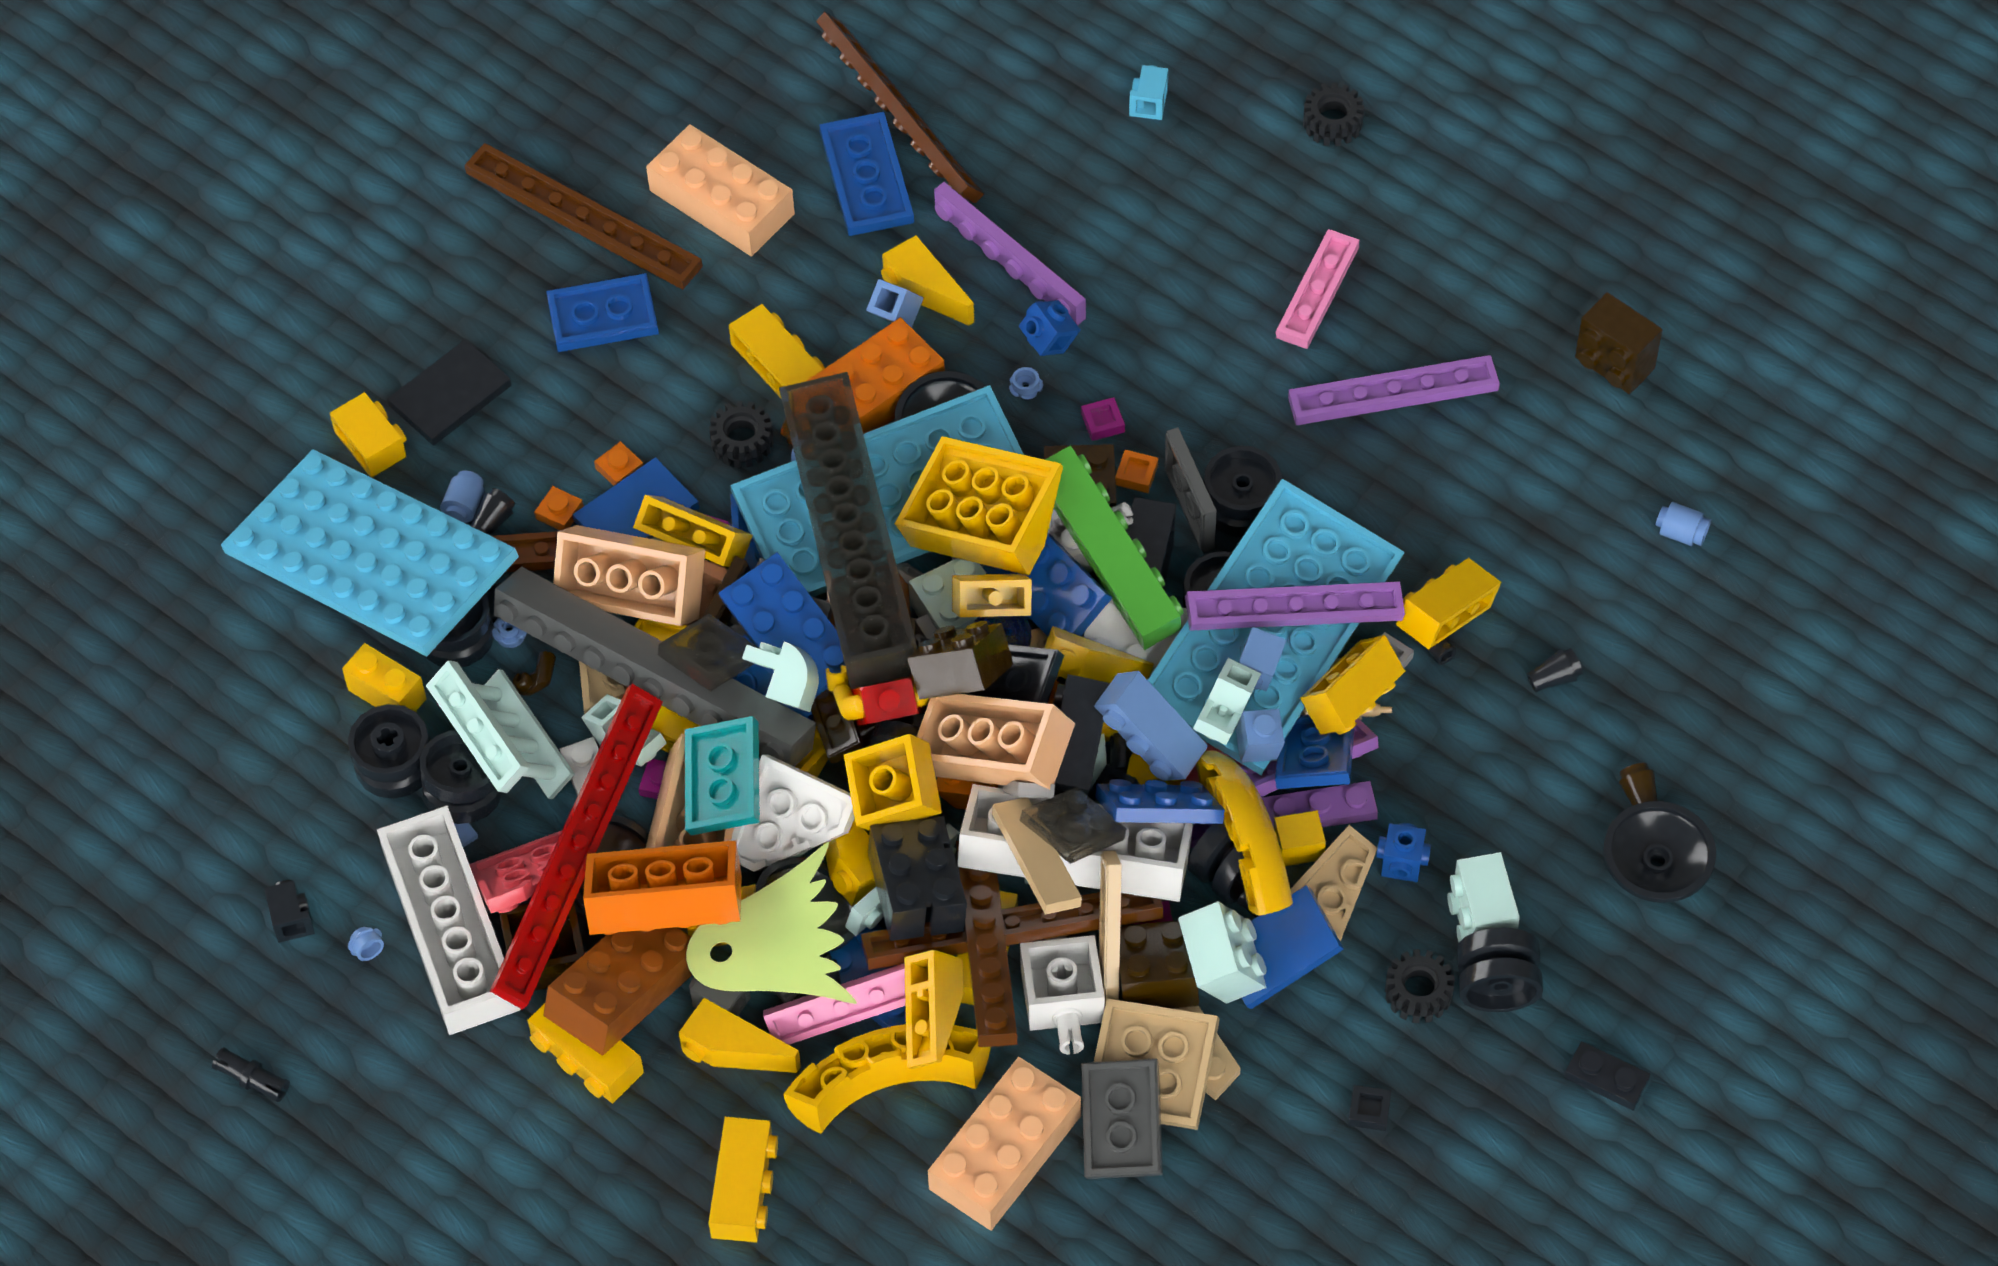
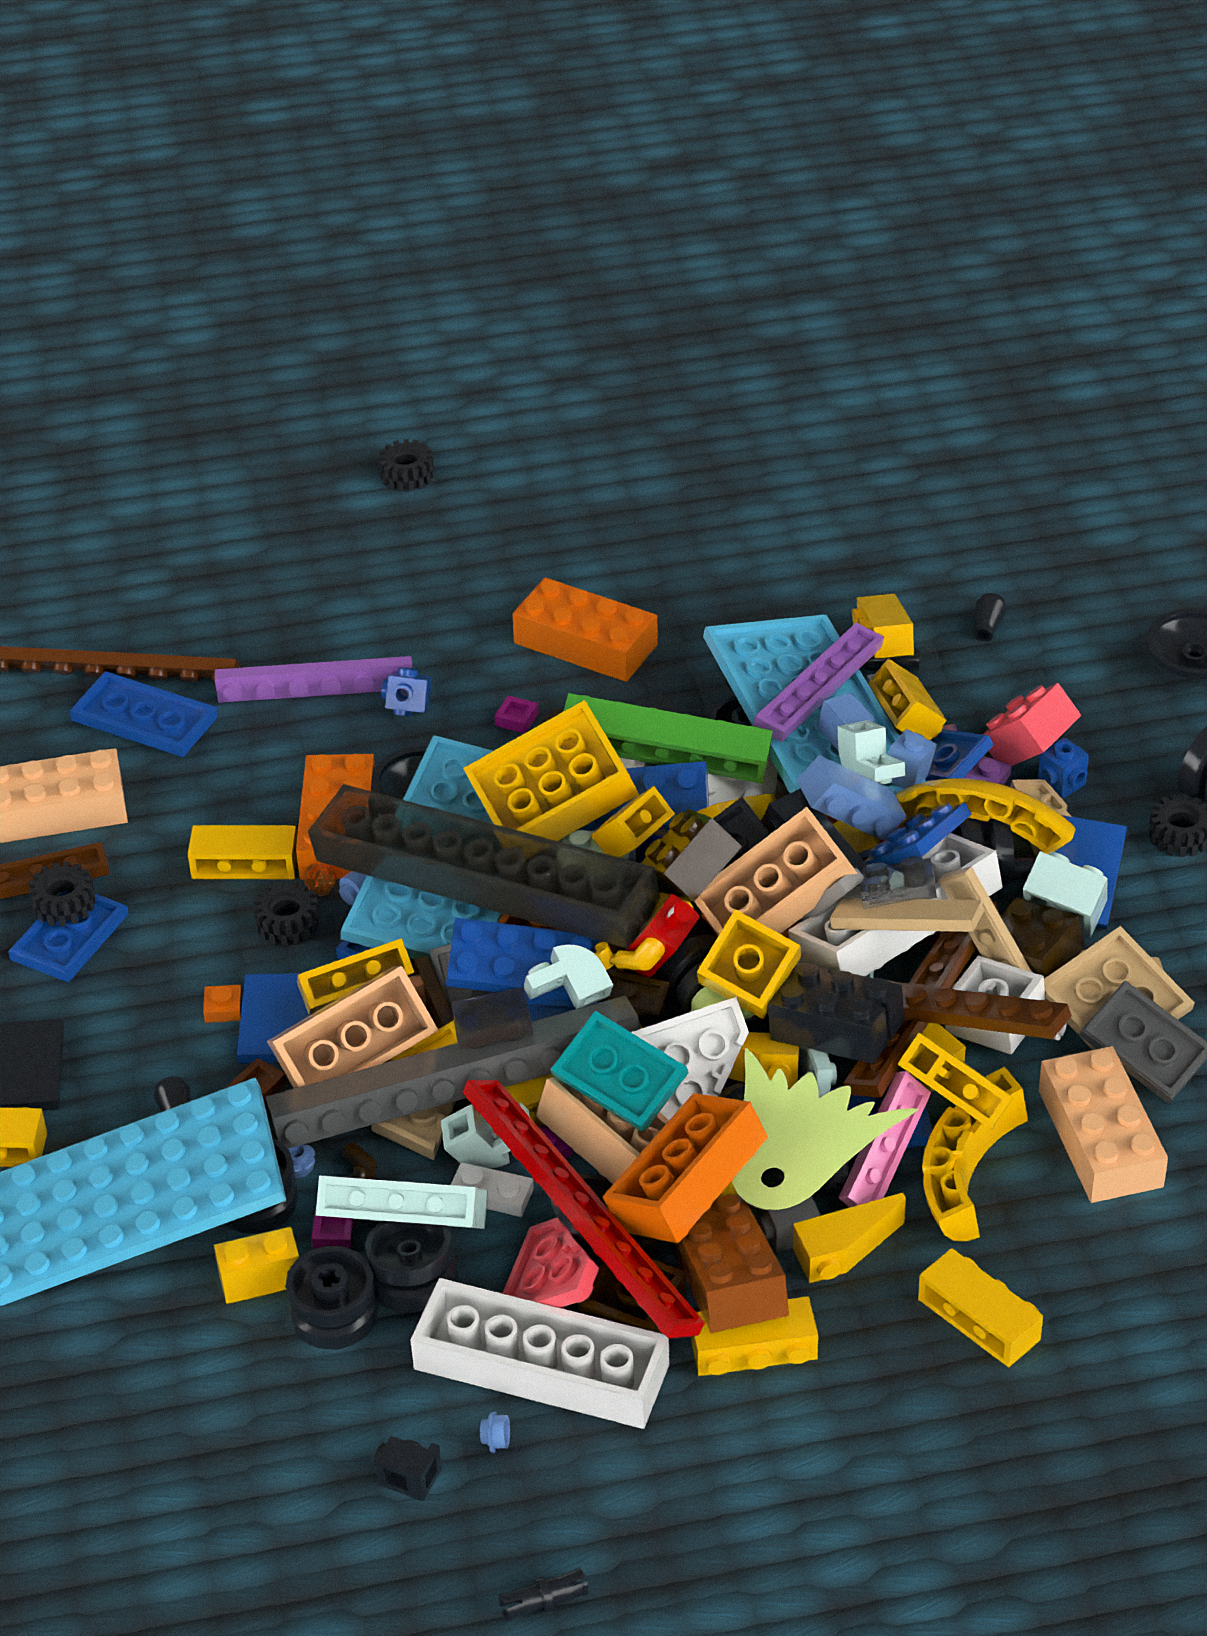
camera: 50 degrees left, 15 degrees down
(463, 496) = (133, 1105): medium blue brick -> none
(558, 508) = (218, 1063): orange plate -> none
(626, 293) = (66, 906): none -> black tyre
(894, 302) = (284, 757): medium blue brick -> none
(917, 270) = (281, 734): yellow slope -> none
(1022, 377) = (430, 729): medium blue plate -> none
(1149, 93) = (272, 535): medium azure brick -> none
(1190, 490) = (638, 684): dark grey tile -> none
(1240, 485) = (670, 667): black wheel -> none
(1246, 388) = (585, 629): none -> orange brick
(1317, 289) = (538, 548): bright pink plate -> none
(1393, 390) = (673, 557): medium lavender plate -> none
(1416, 793) = (1031, 724): none -> coral brick
(1482, 895) = (1154, 745): light aqua brick -> none
(1618, 343) = (766, 436): dark brown brick -> none
(1638, 783) = (1126, 630): dark brown cone -> none
(1683, 524) = (937, 495): medium blue brick -> none

